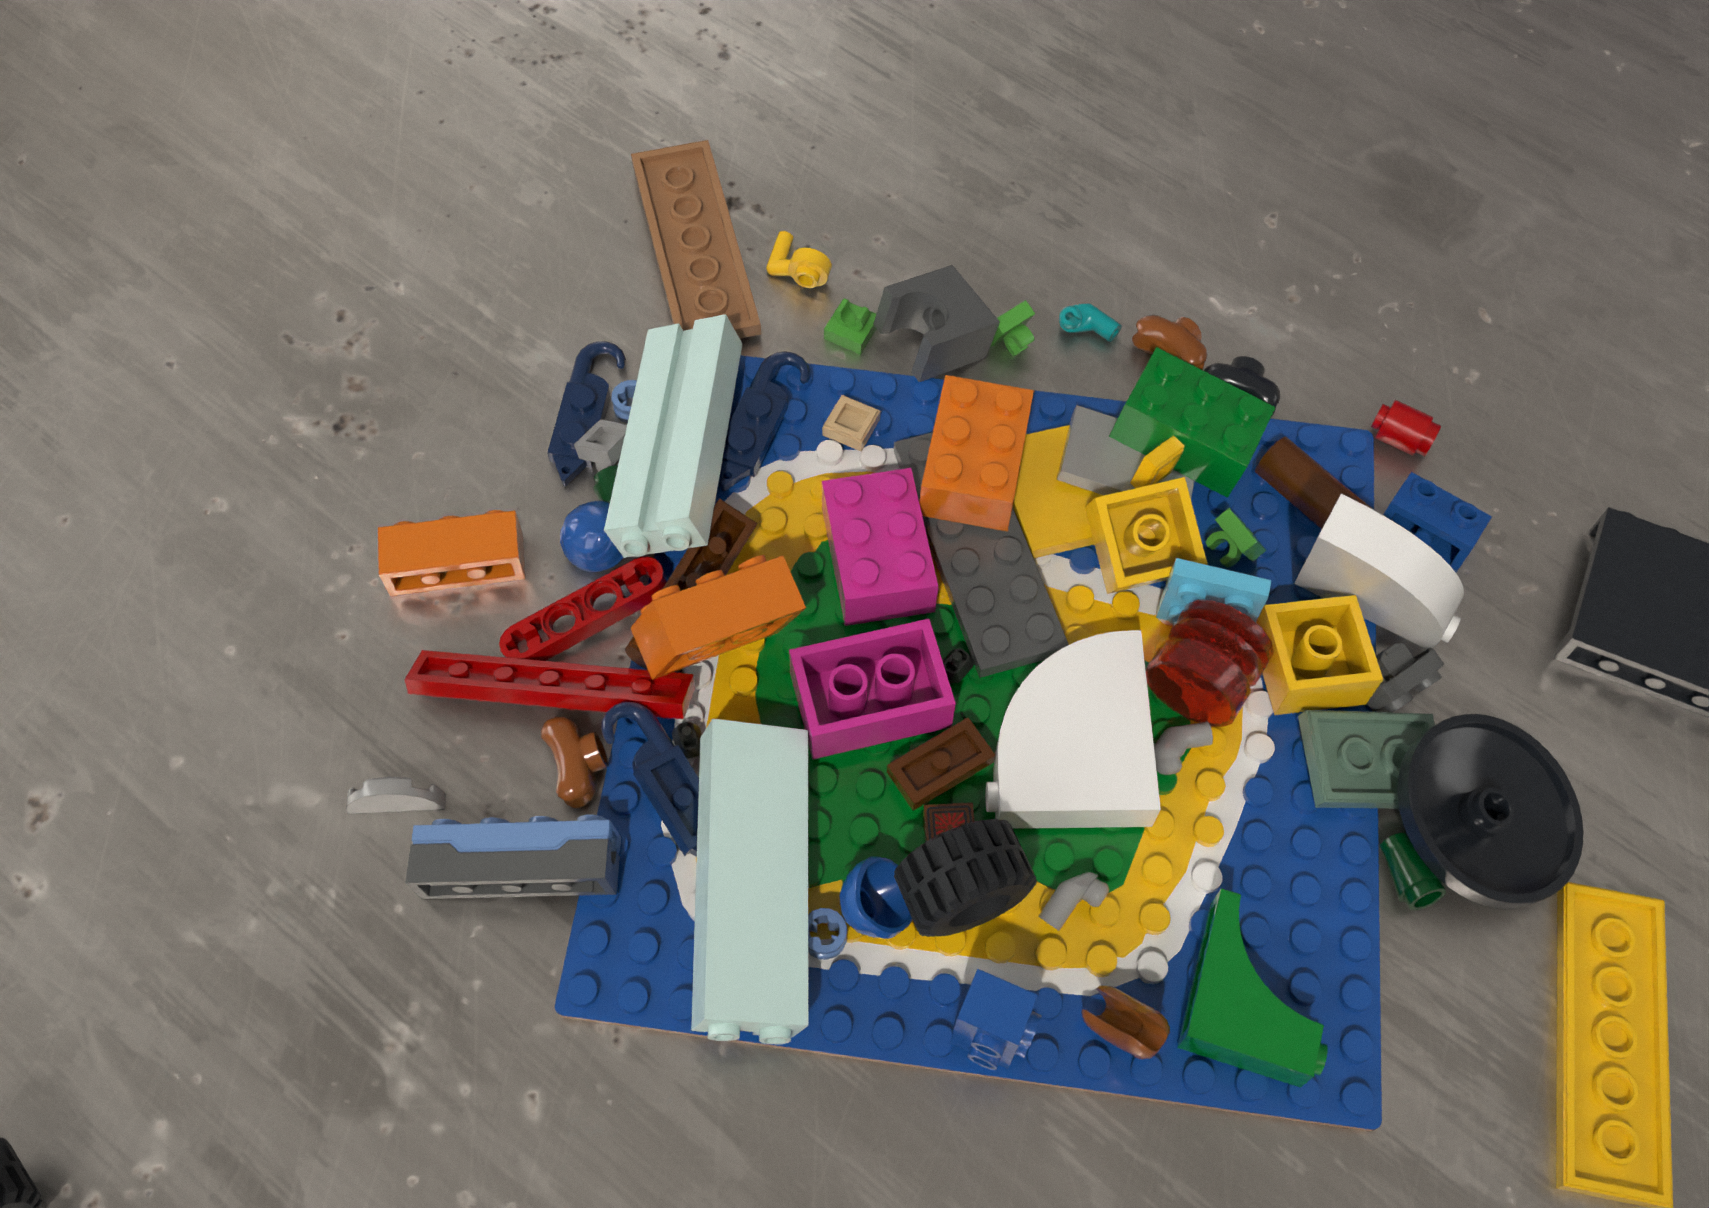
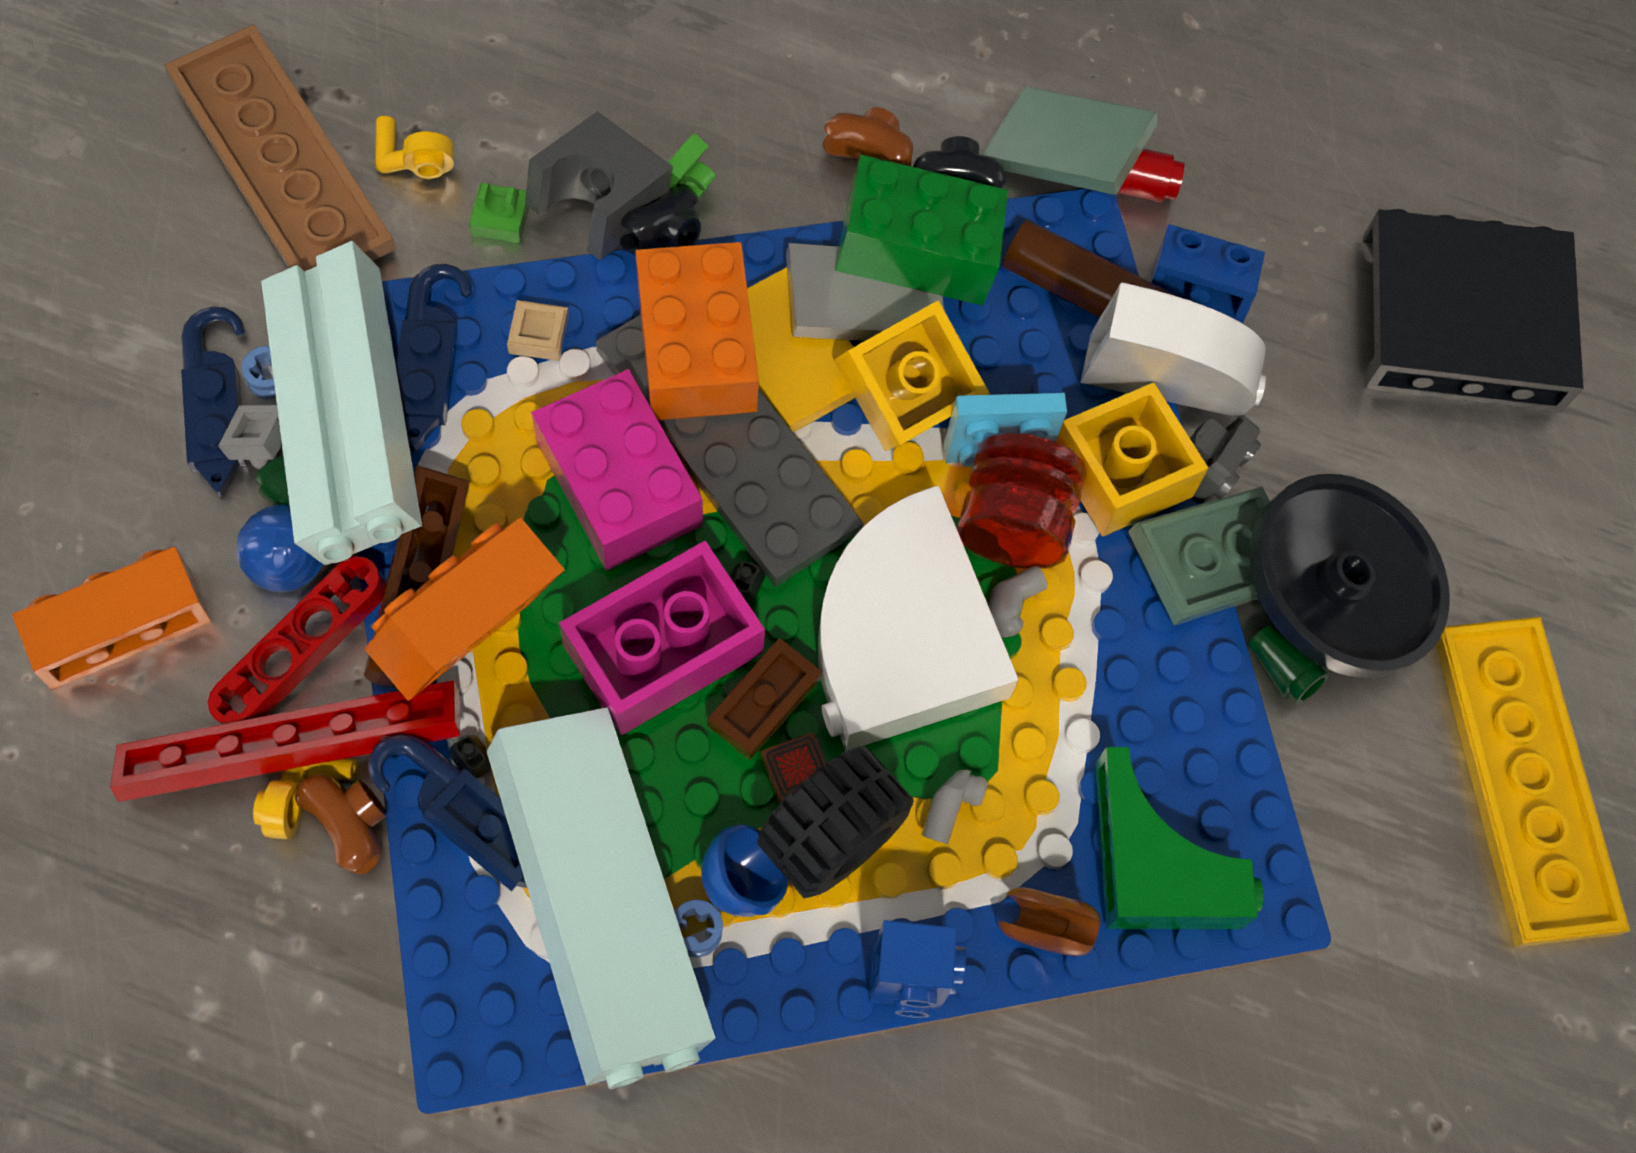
camera: 25 degrees left, 5 degrees up
(393, 795) = (142, 927): light grey tile -> none
(514, 858) = (314, 956): dark grey piece -> none
(524, 733) = (276, 806): none -> yellow plate
(981, 363) = (665, 223): none -> black piece
(1088, 318) = (767, 134): teal arm -> none
(1158, 463) = (900, 290): yellow tile -> none
(1239, 538) = (1007, 347): bright green tile -> none
(1347, 383) = (1071, 139): none -> sand green tile

